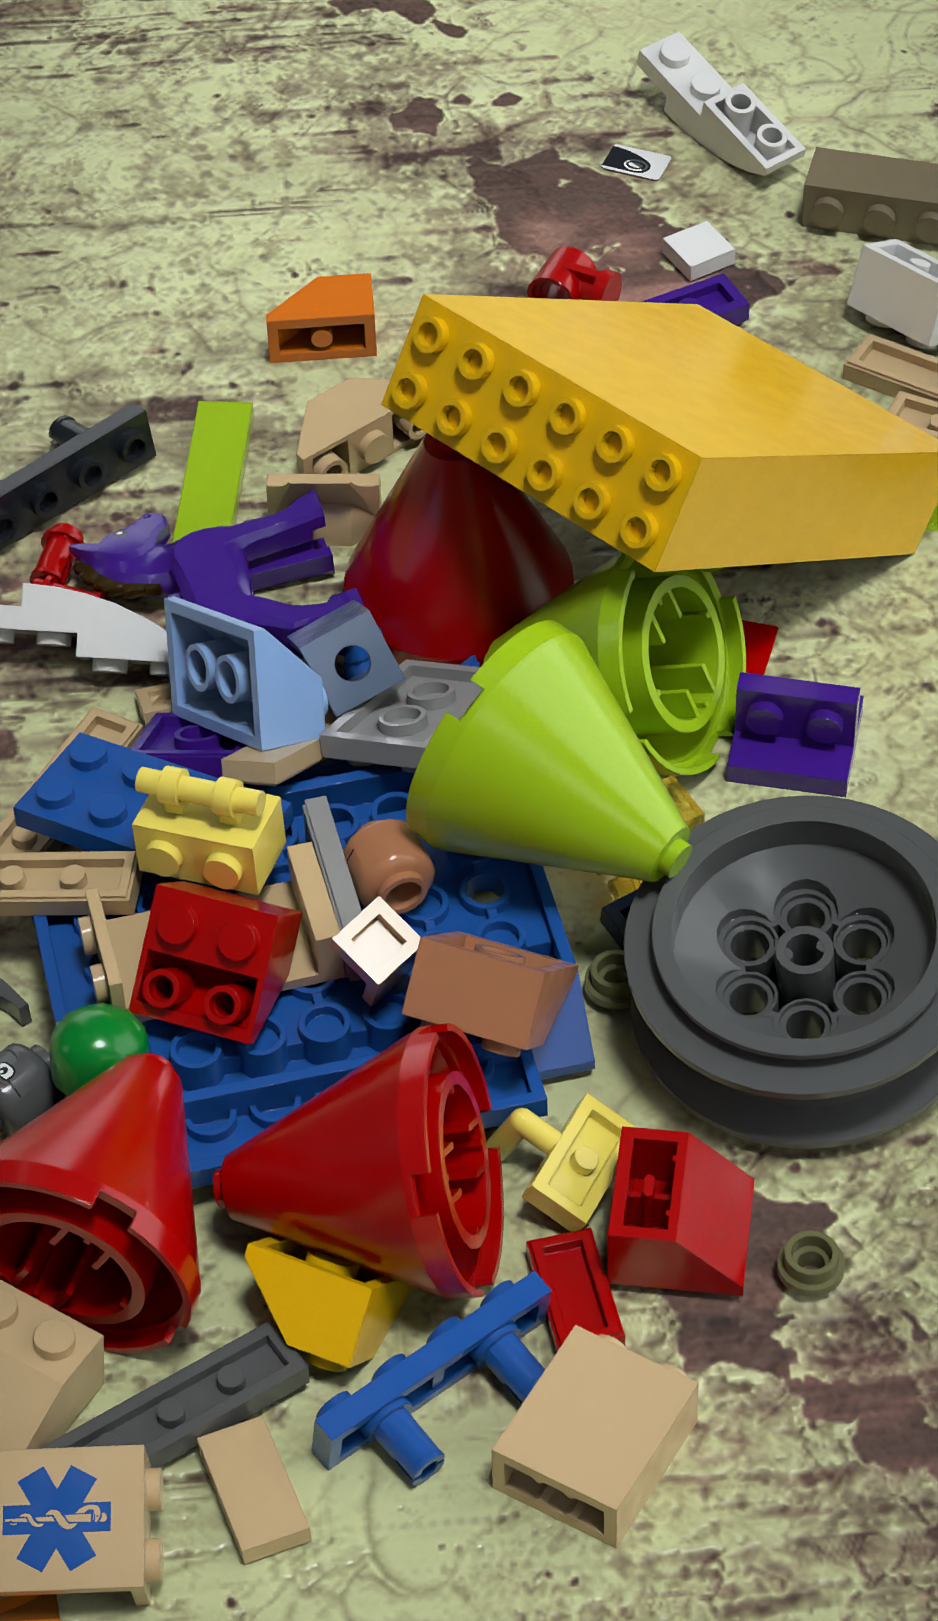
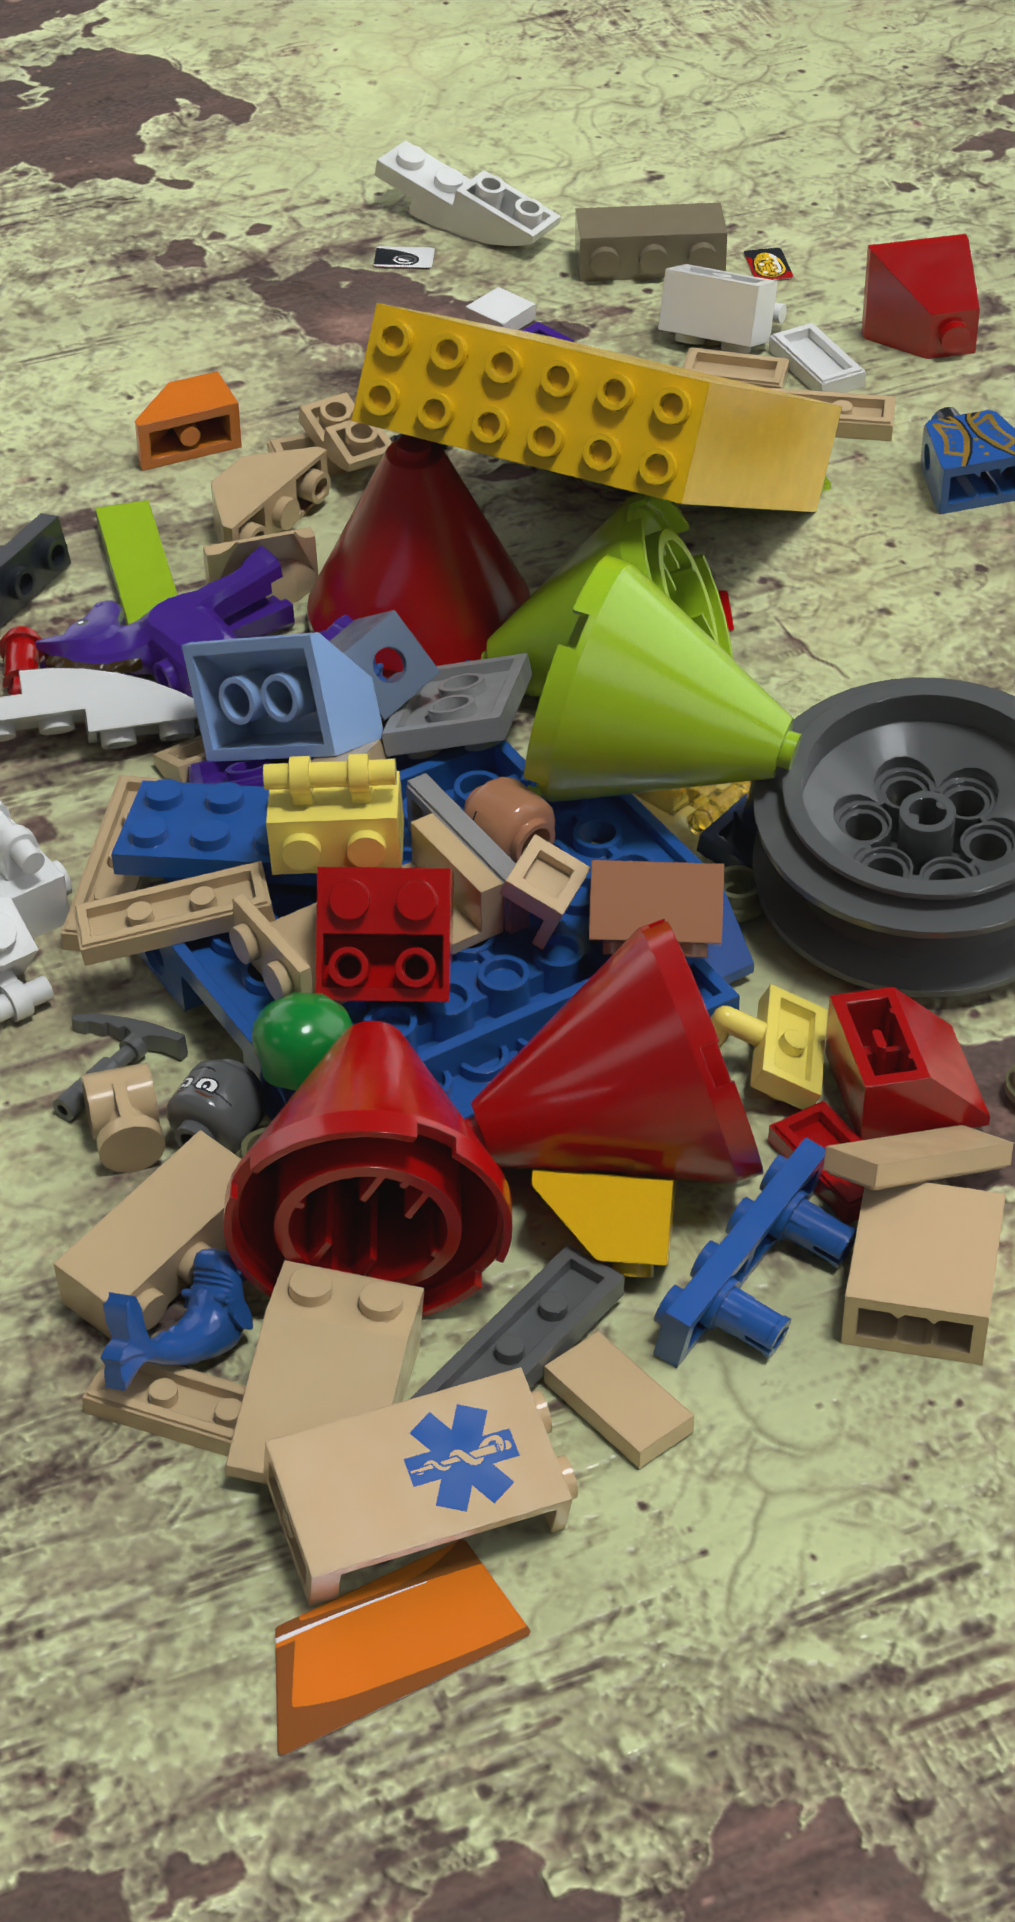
camera: 20 degrees left, 5 degrees down
(636, 1319) = (917, 1157): none -> tan tile
(794, 734) = (797, 653): dark purple bracket -> none

